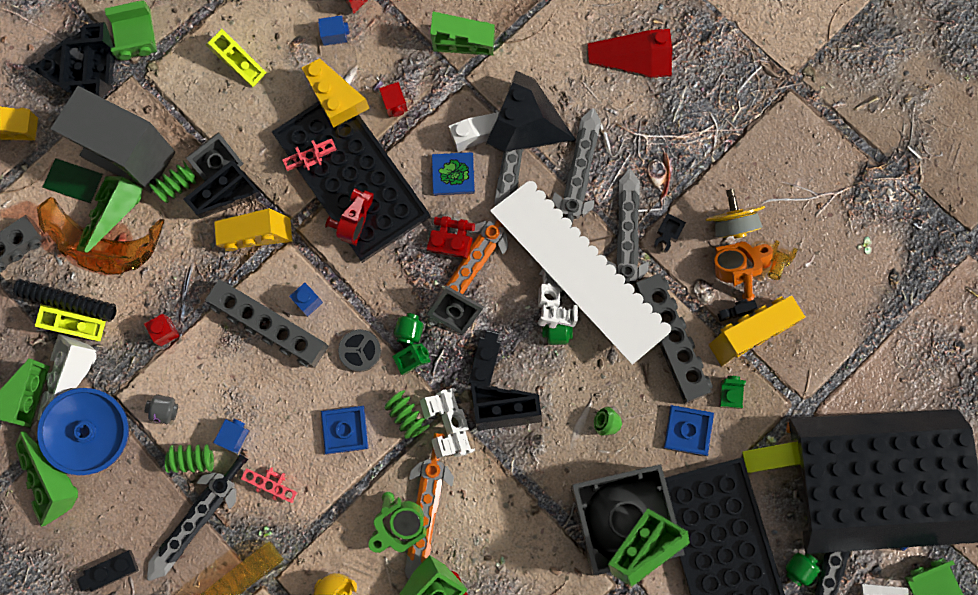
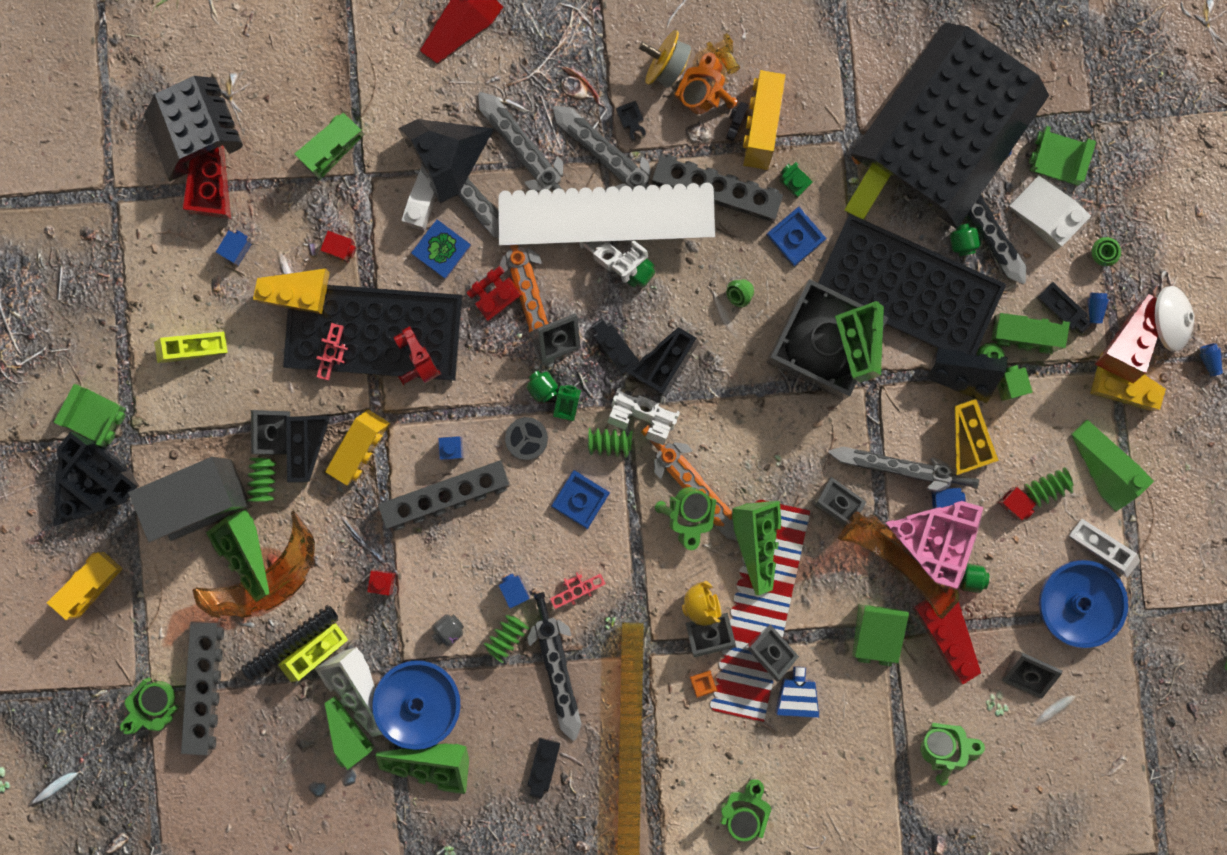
camera: 60 degrees left, 10 degrees up
(72, 180) = (186, 563): dark green sticker -> none

